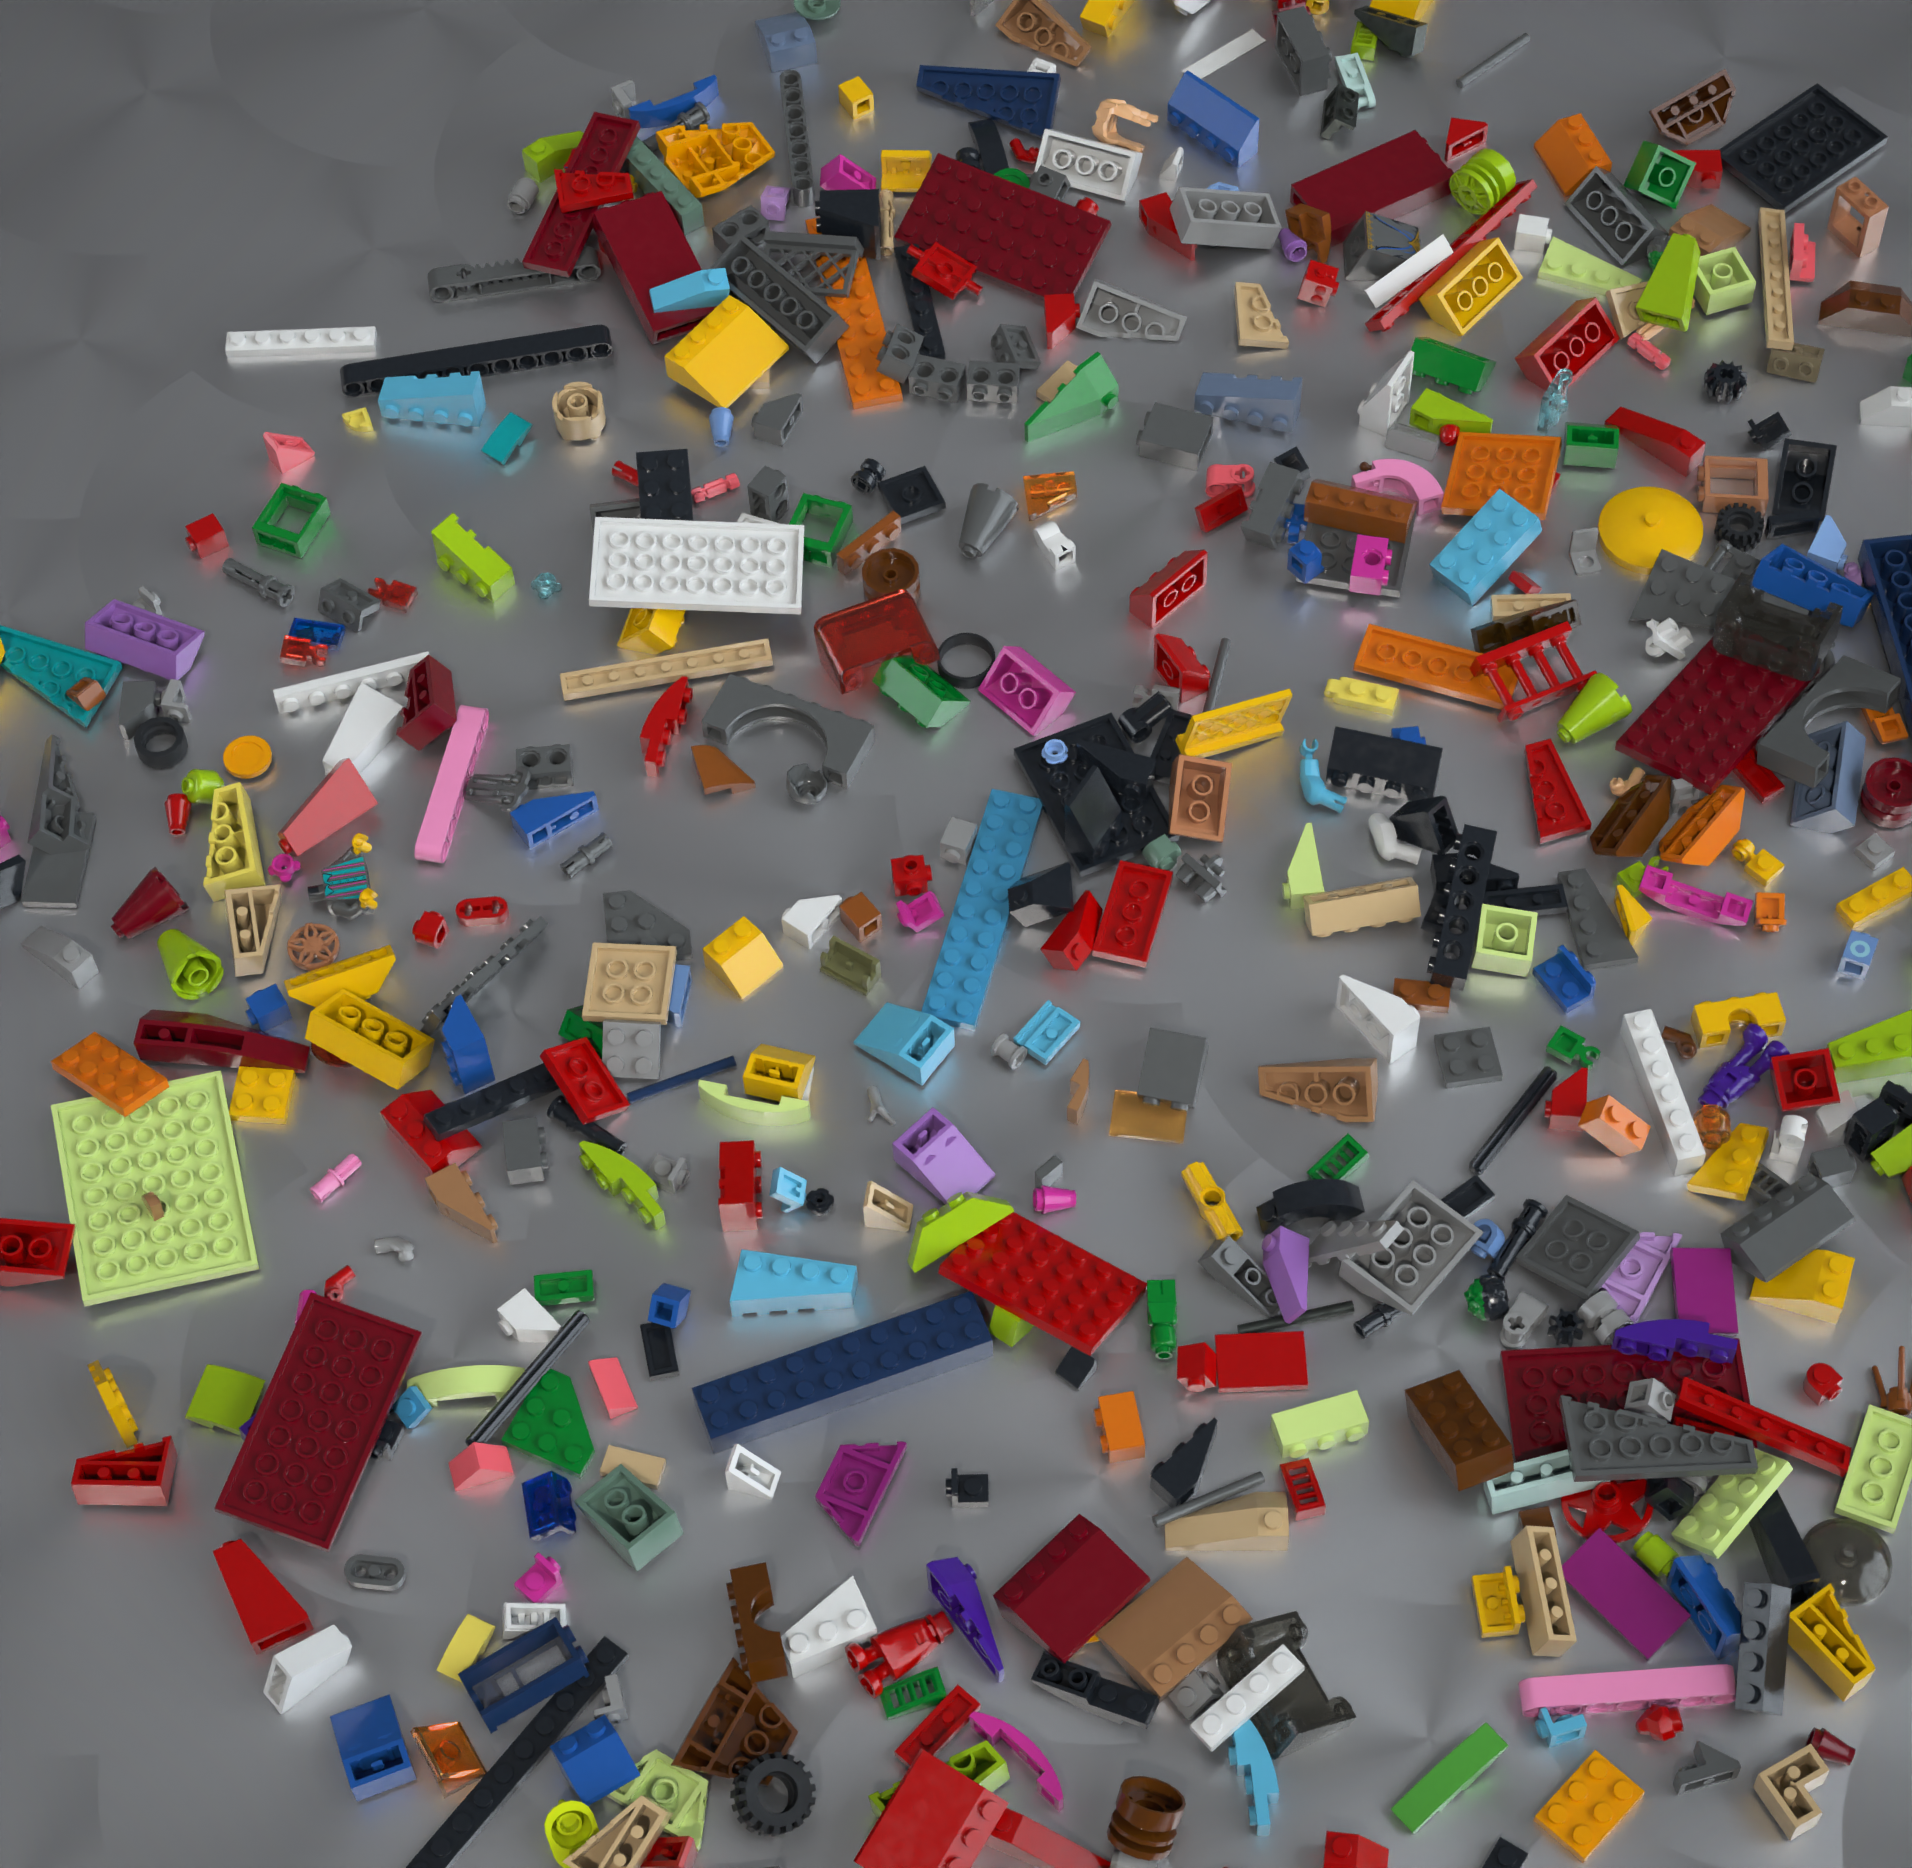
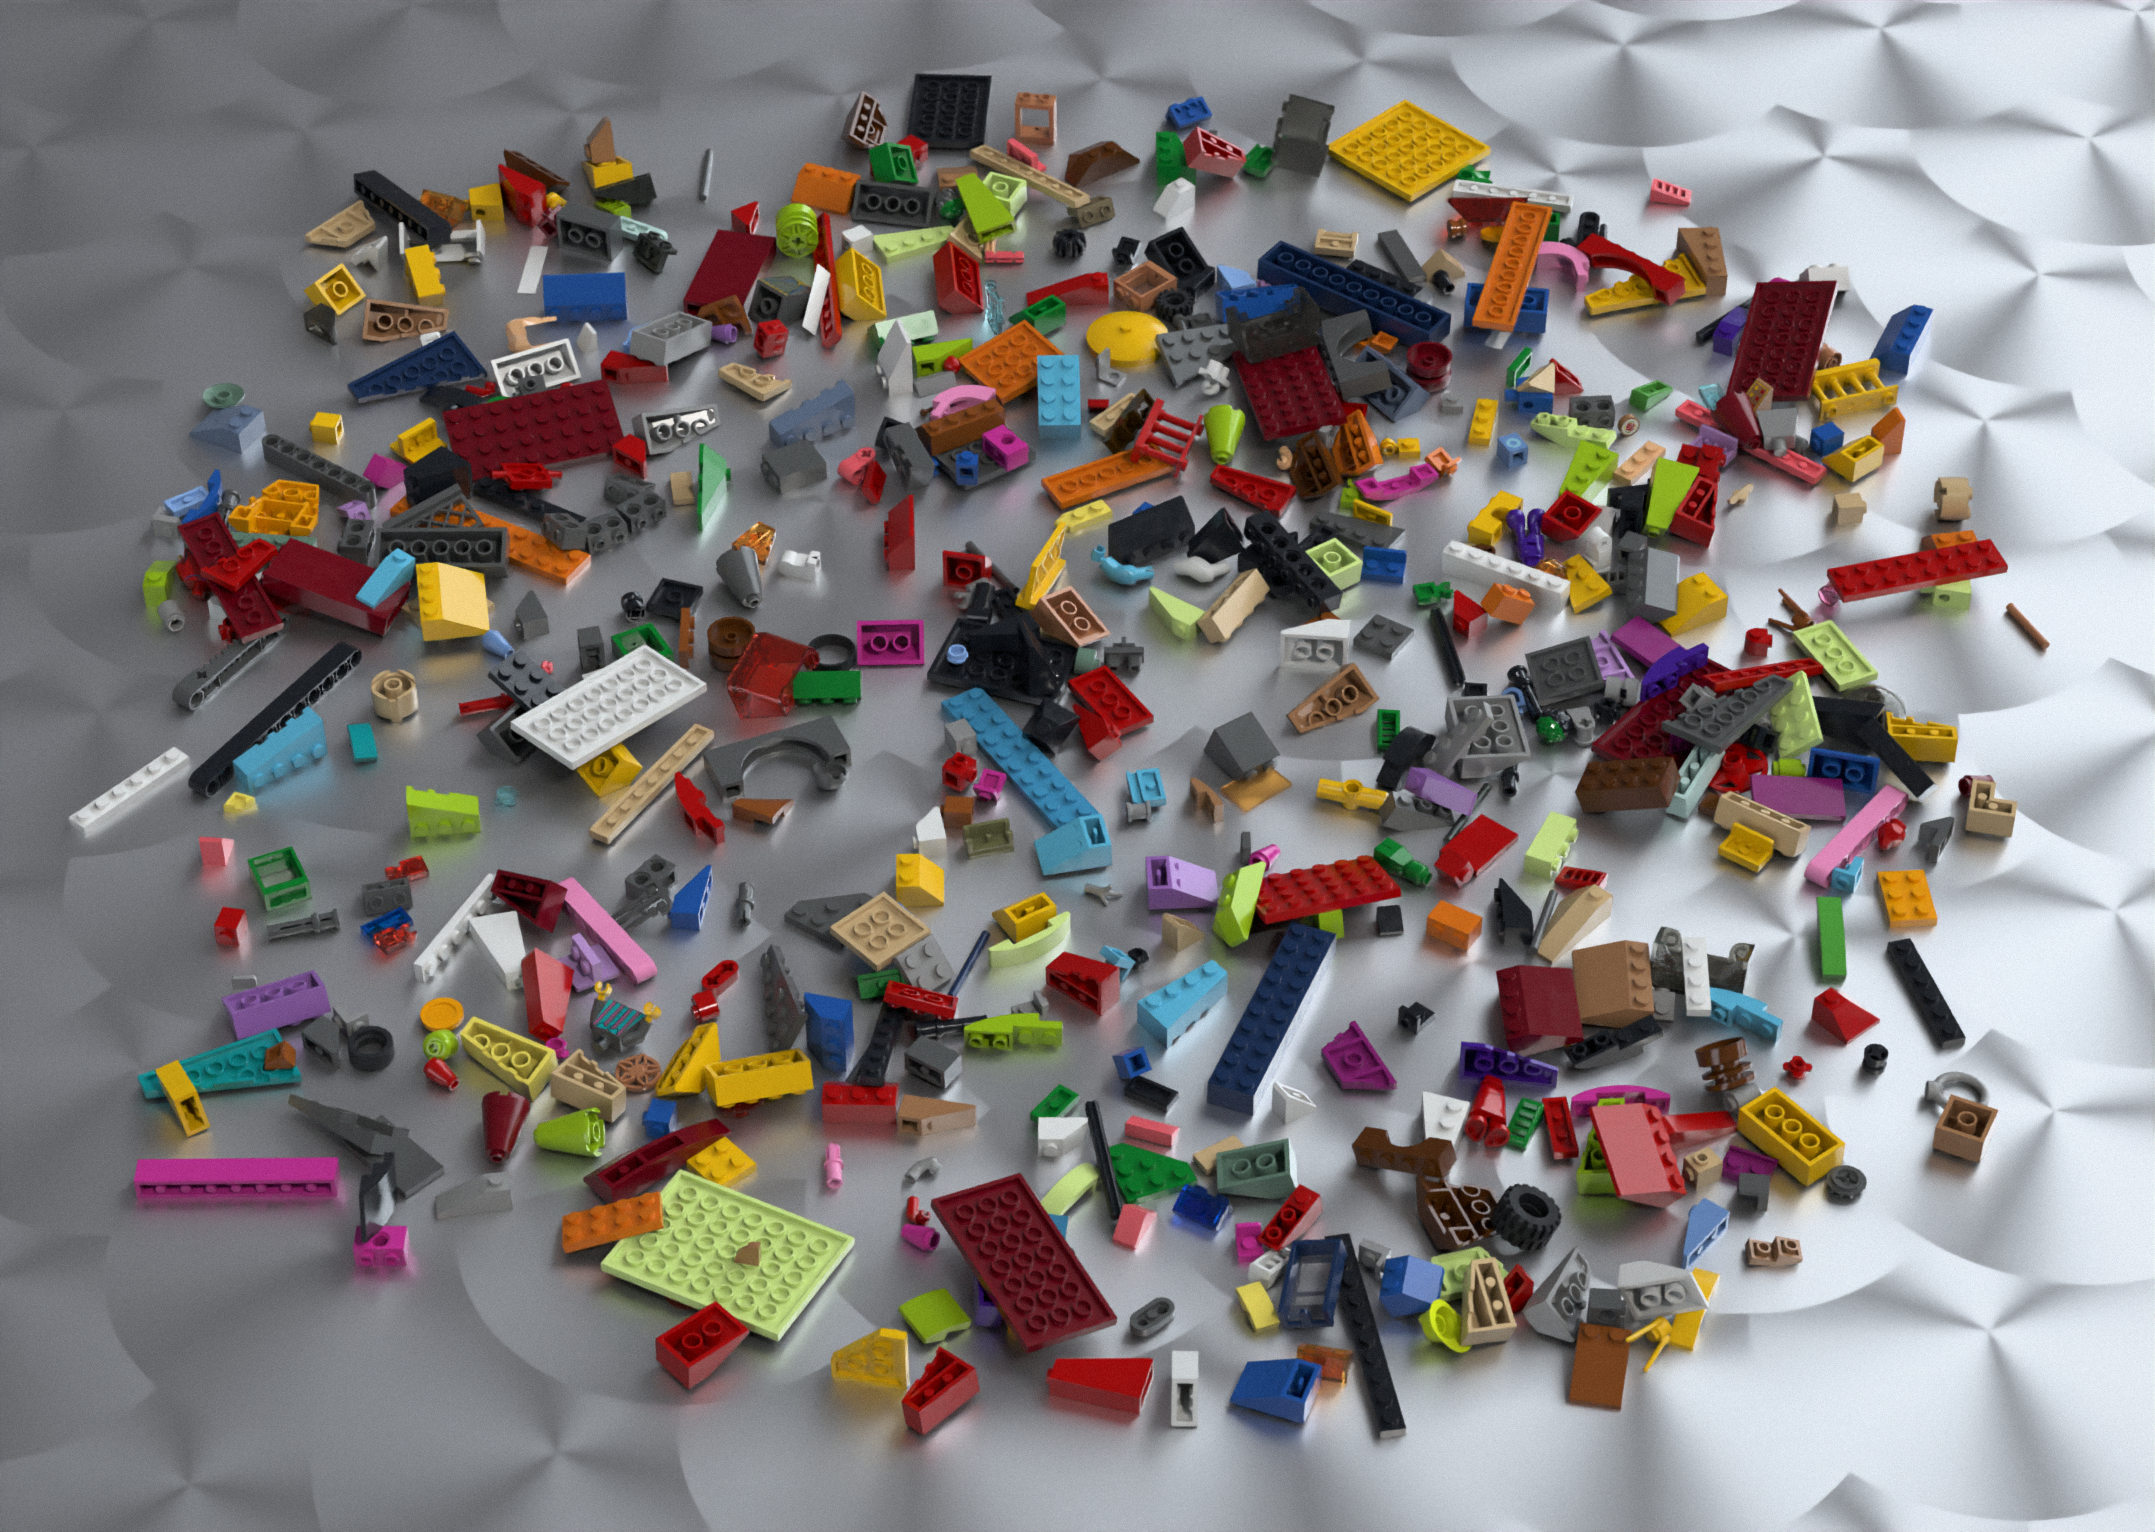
camera: 50 degrees left, 15 degrees down
(400, 806) = (588, 963): none -> lavender bracket
(592, 1593) = (1292, 1219): none -> red slope
(664, 89) = (180, 504): none -> light blue plate

